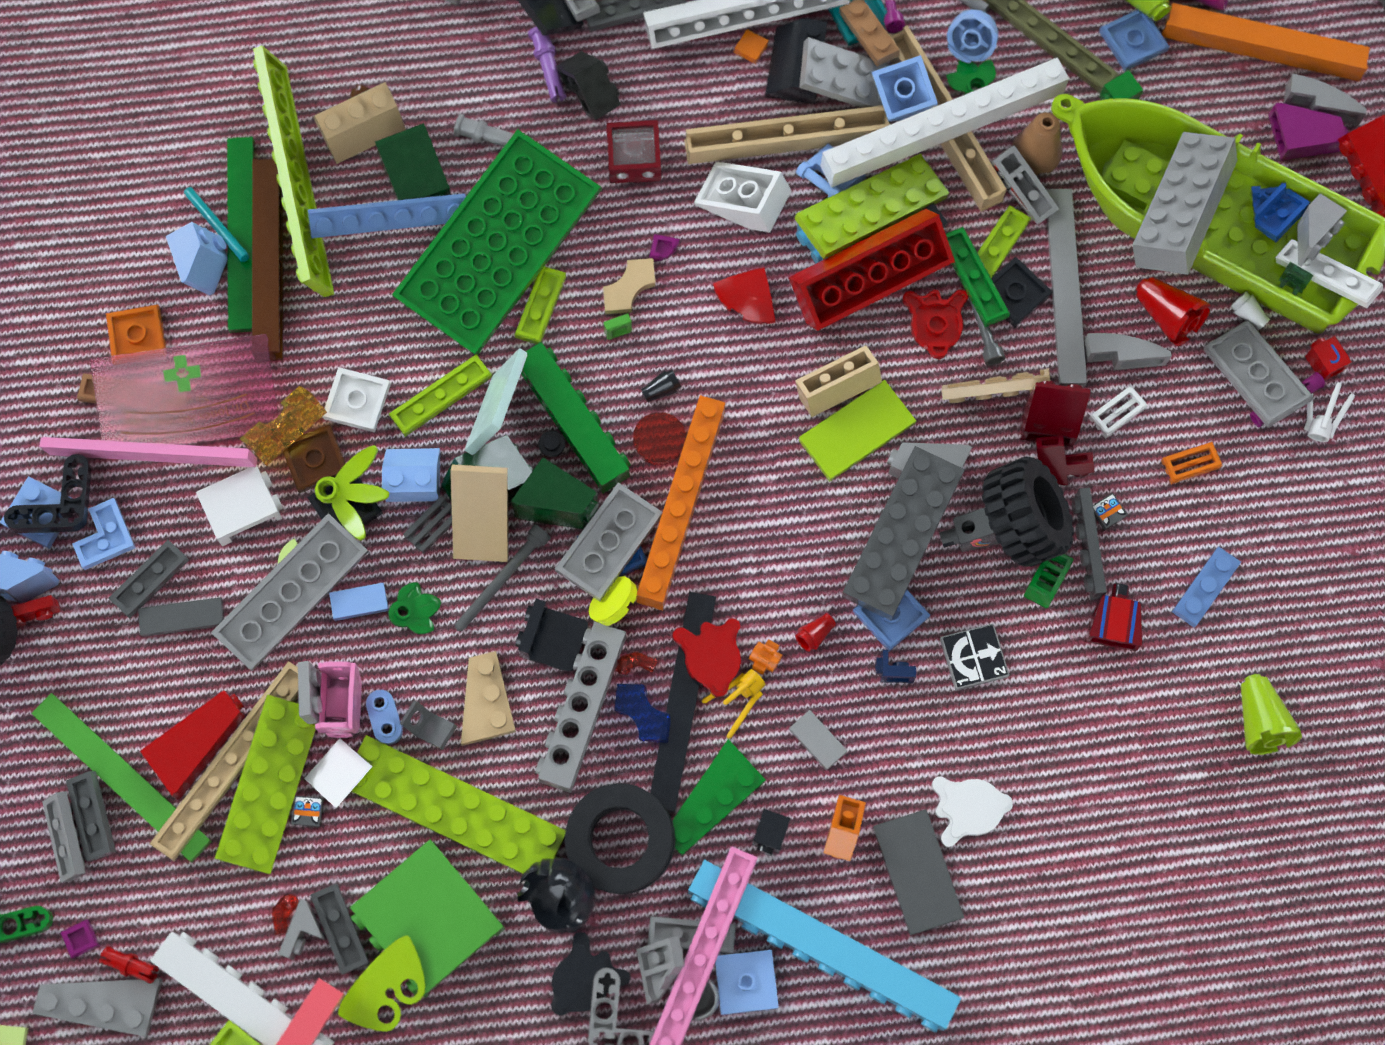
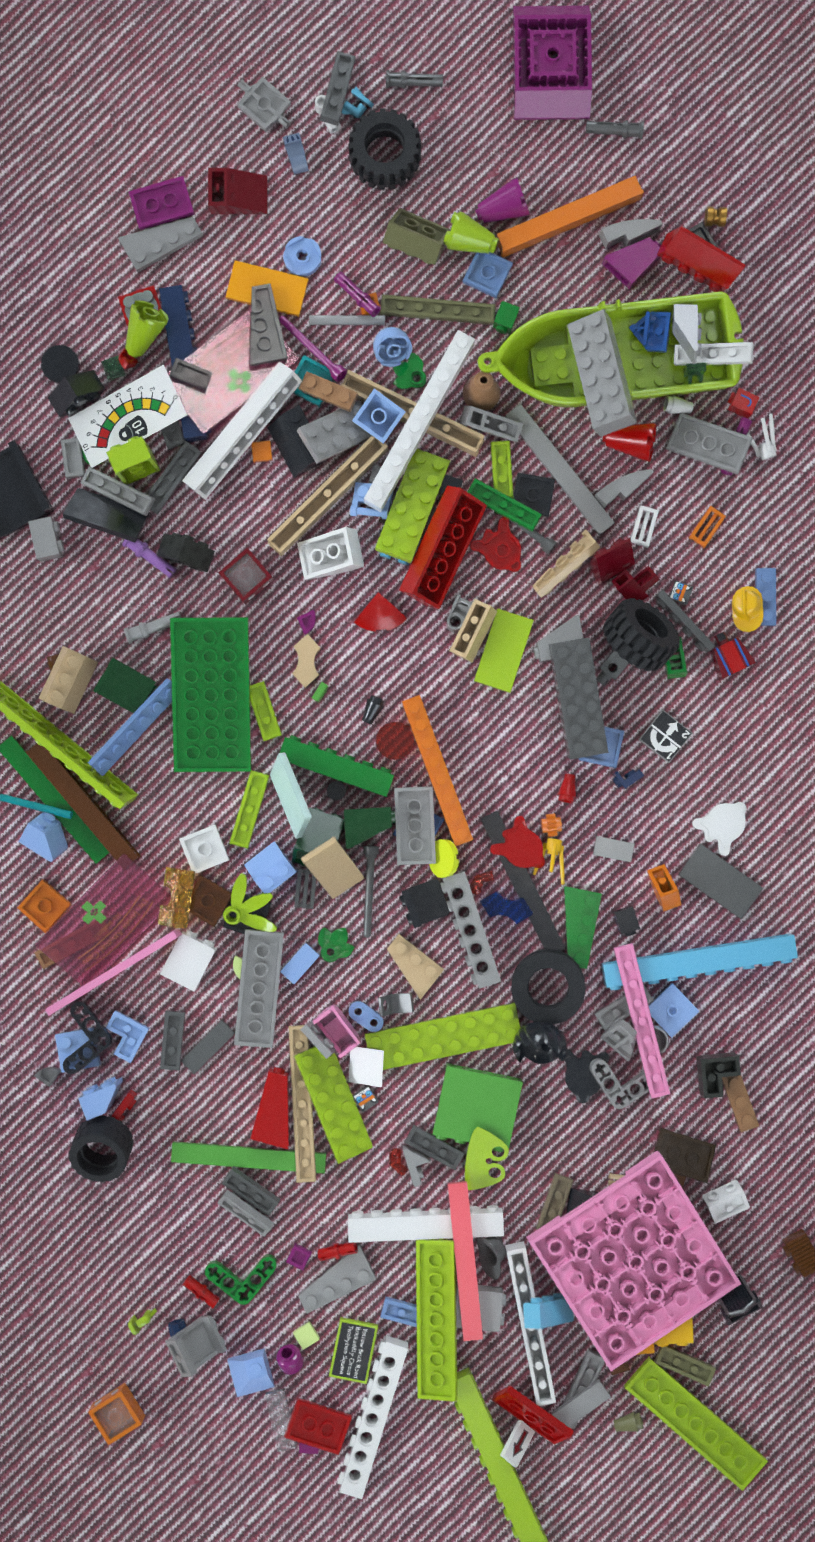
camera: 35 degrees left, 15 degrees up
(834, 349) = (458, 611): none -> light grey piece
(1175, 583) = (747, 609): none -> yellow piece

